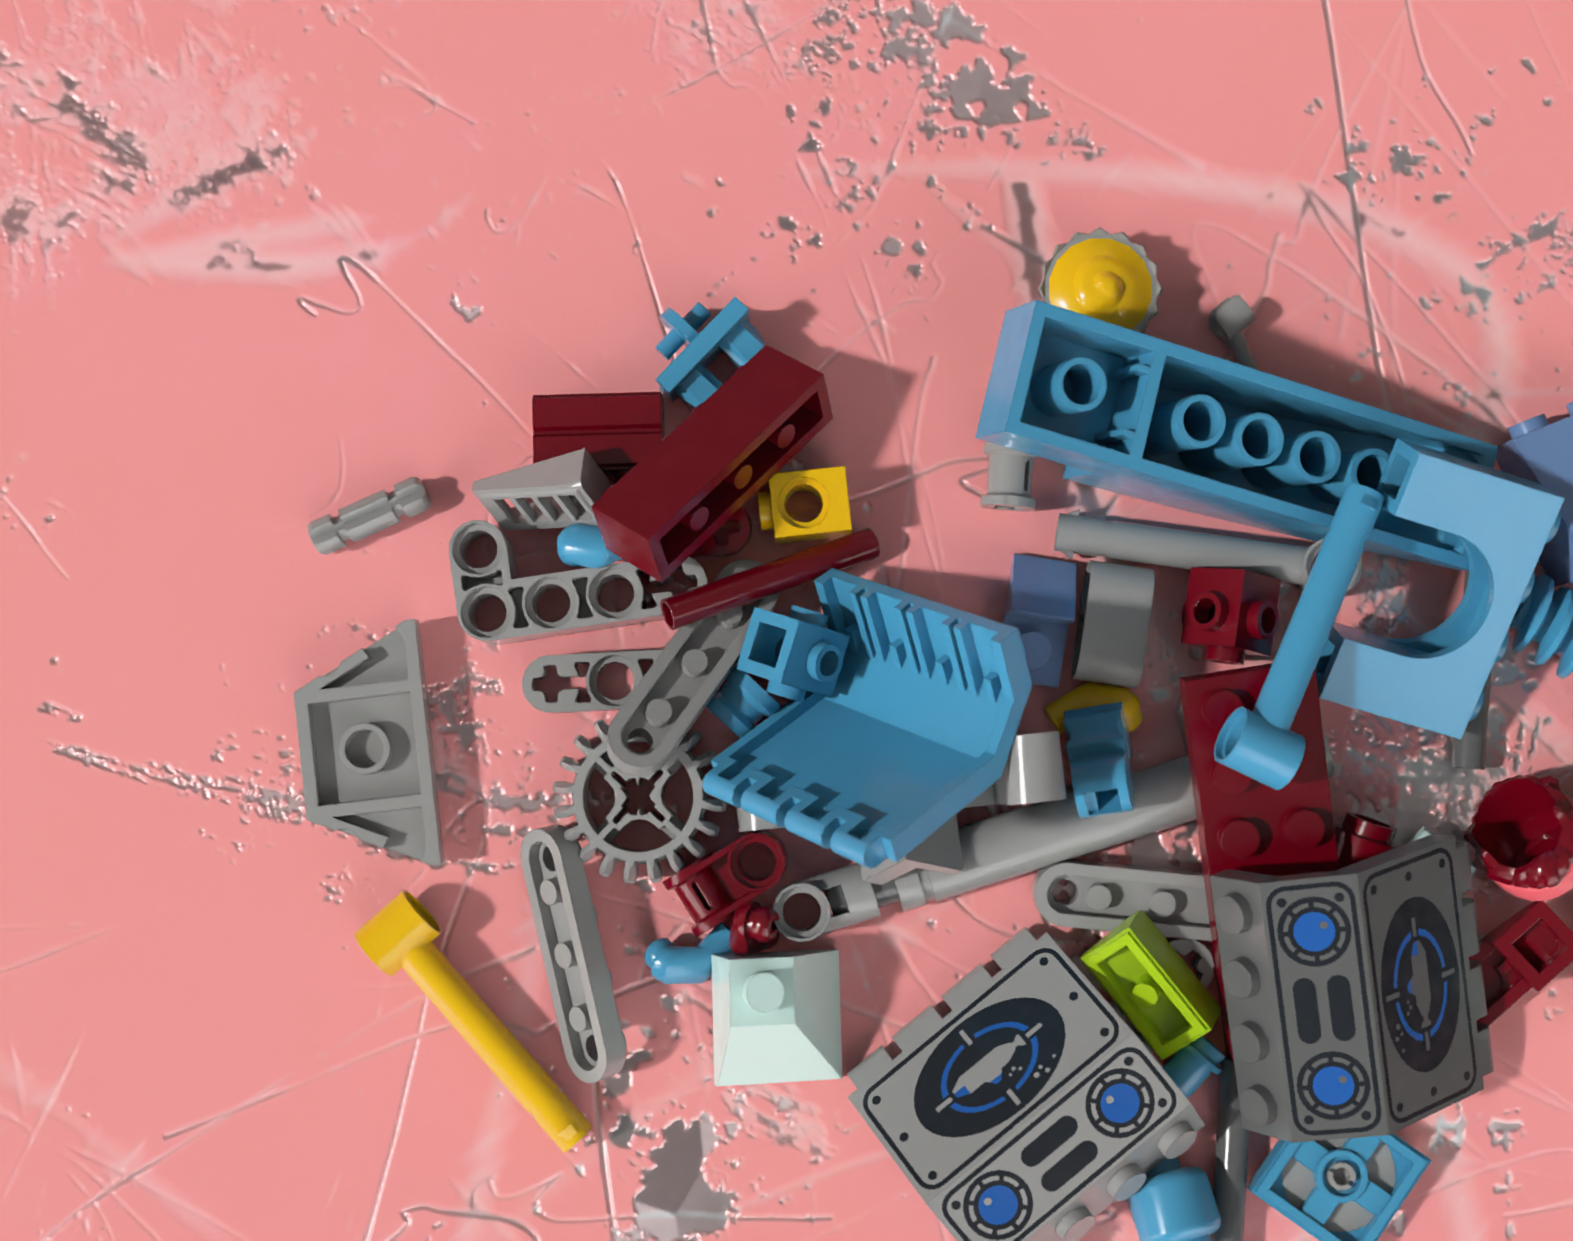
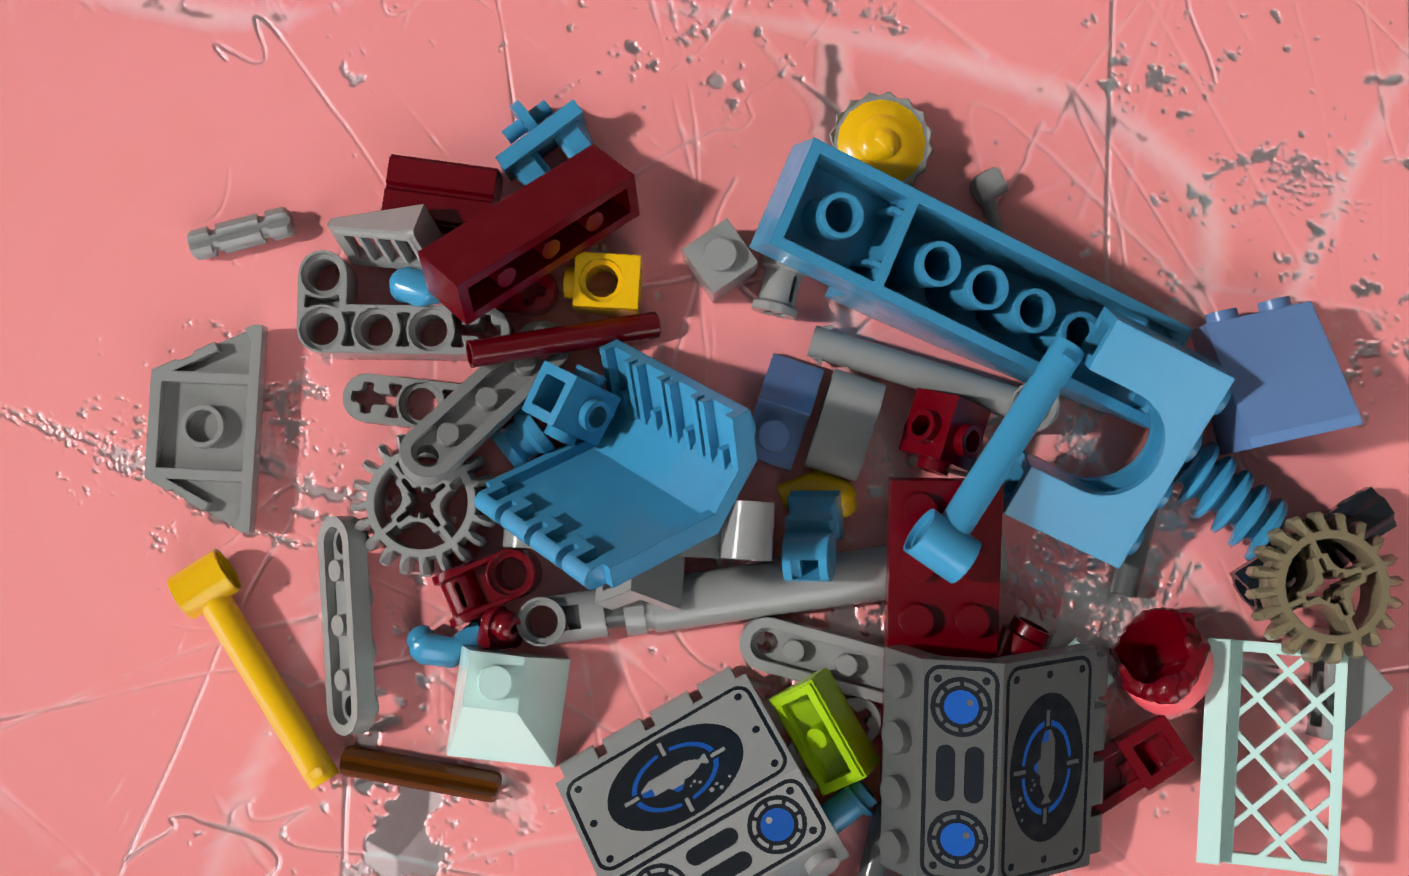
camera: 10 degrees right, 0 degrees up
(687, 1112) = (420, 773): none -> reddish brown axle
(936, 456) = (720, 260): none -> light grey brick

